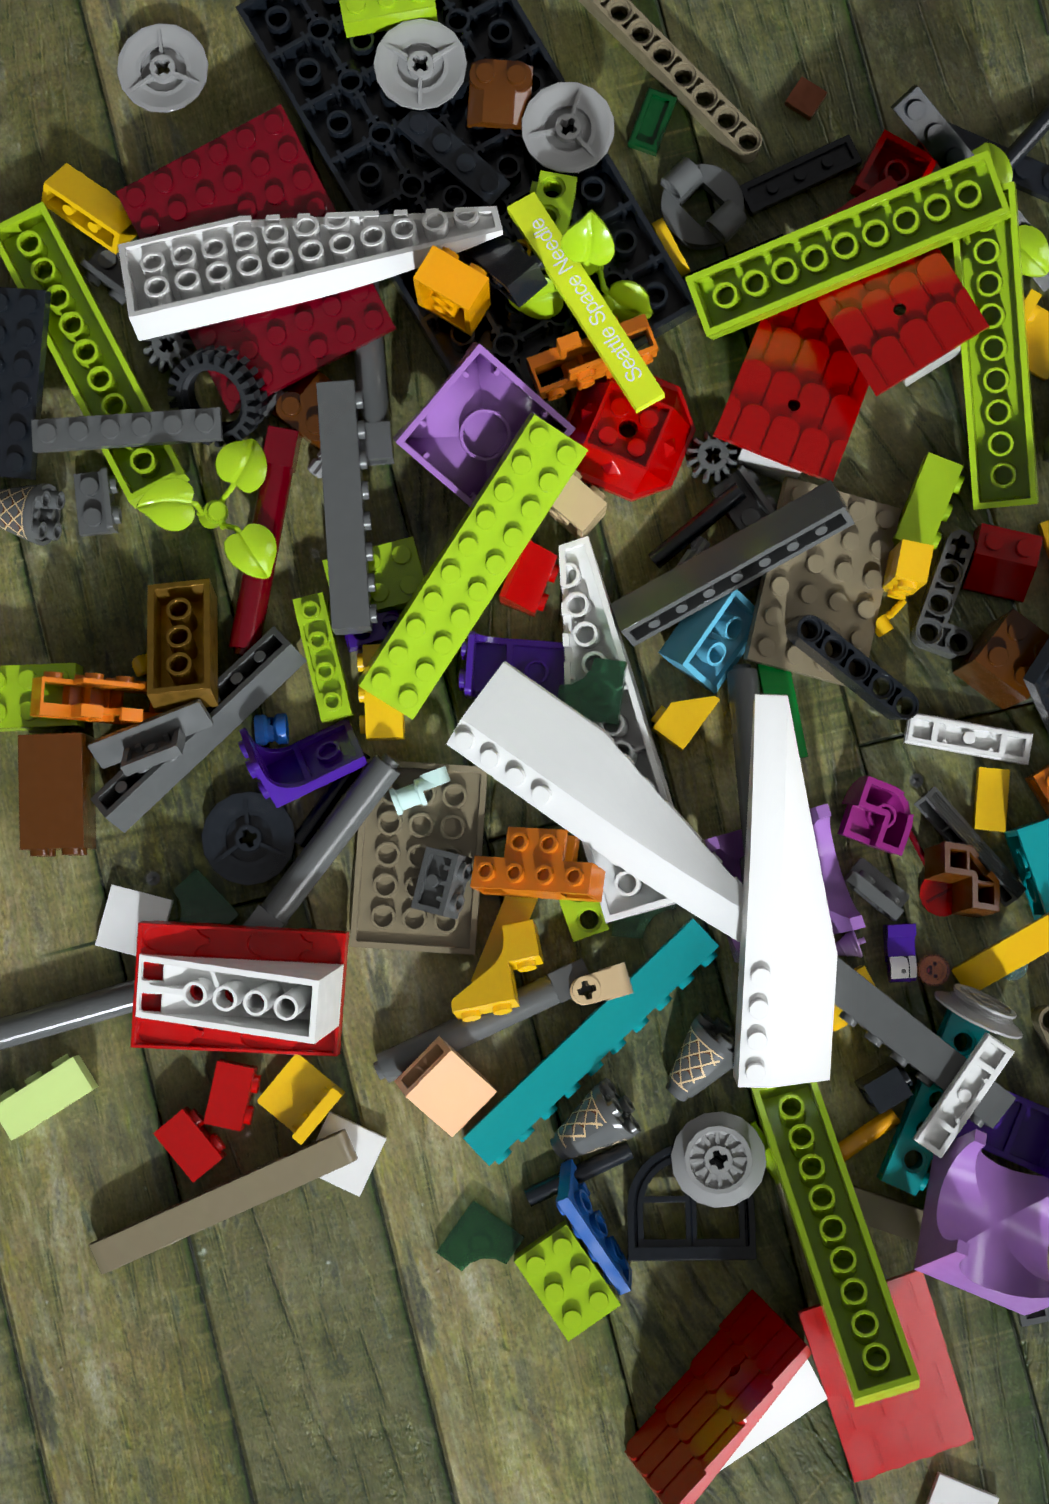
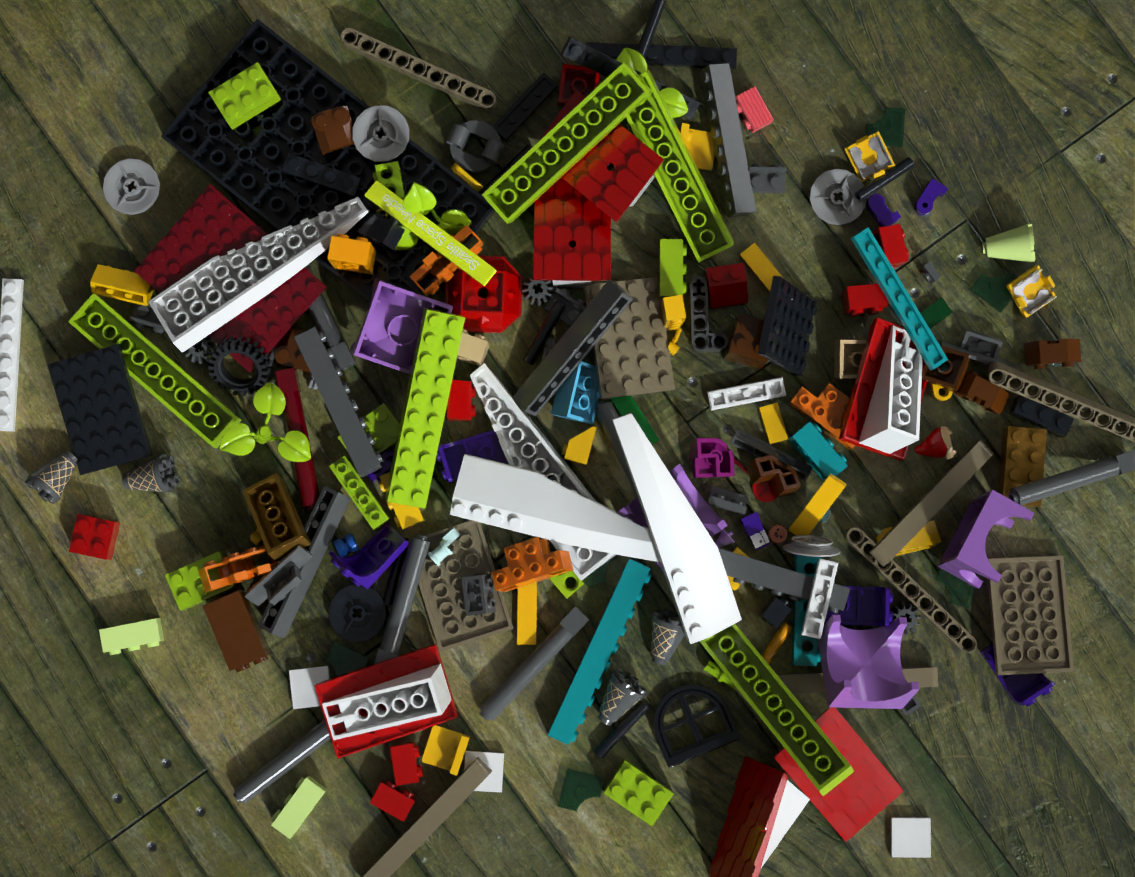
camera: 25 degrees left, 0 degrees up
(96, 502) = (193, 454): dark grey bracket -> none
(127, 430) = (195, 406): dark grey plate -> none
(420, 43) = (278, 116): light grey piece -> none
(445, 1086) = (526, 710): light nougat brick -> none
(496, 987) = (533, 642): yellow arch -> none
(592, 1229) = (639, 756): blue wing -> none
(599, 692) = (526, 450): clear green tile -> none
(606, 984) = (594, 615): tan piece -> none
(652, 121) = (427, 107): dark green tile -> none
(741, 1171) = (712, 689): light grey piece -> none
(805, 98) = (511, 60): copper tile -> none
(866, 669) = (673, 378): black beam -> none

